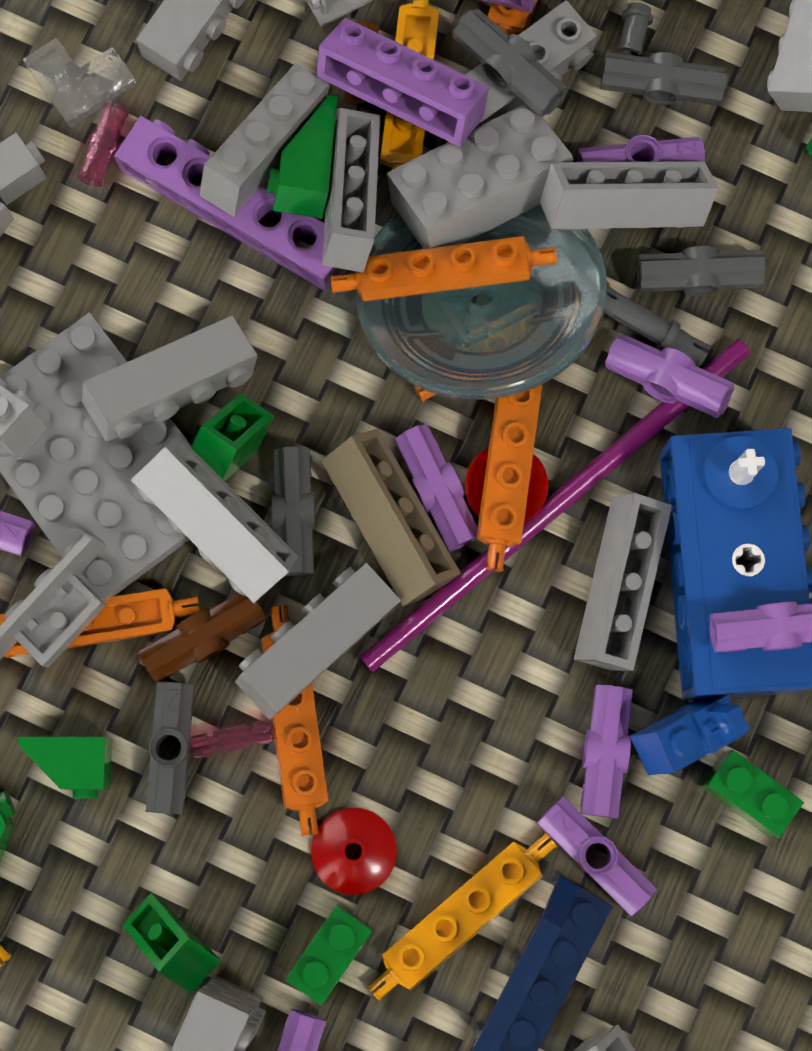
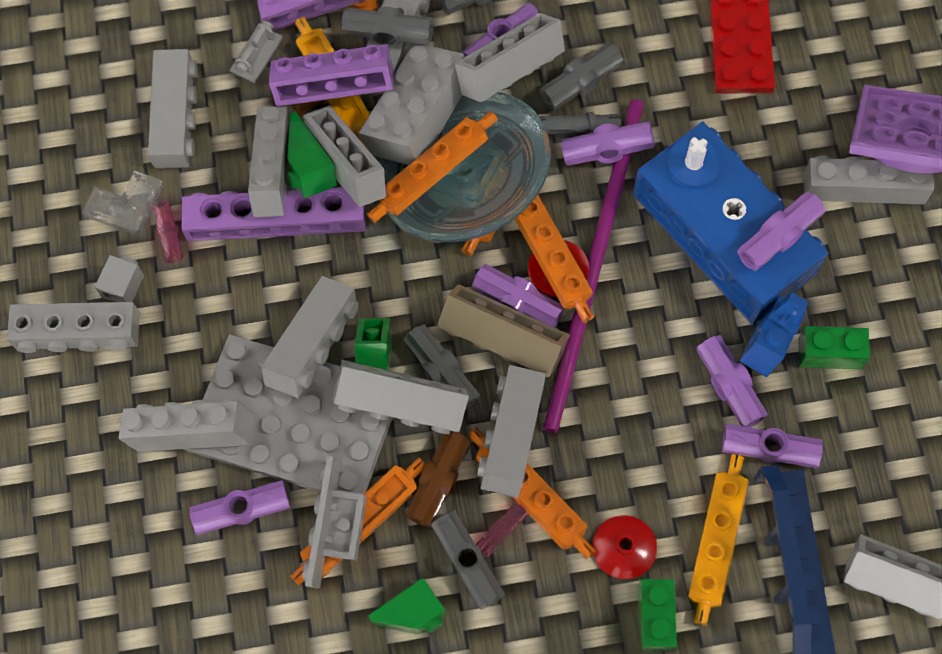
camera: 30 degrees left, 10 degrees down
(622, 582) = (669, 277): light grey brick -> none

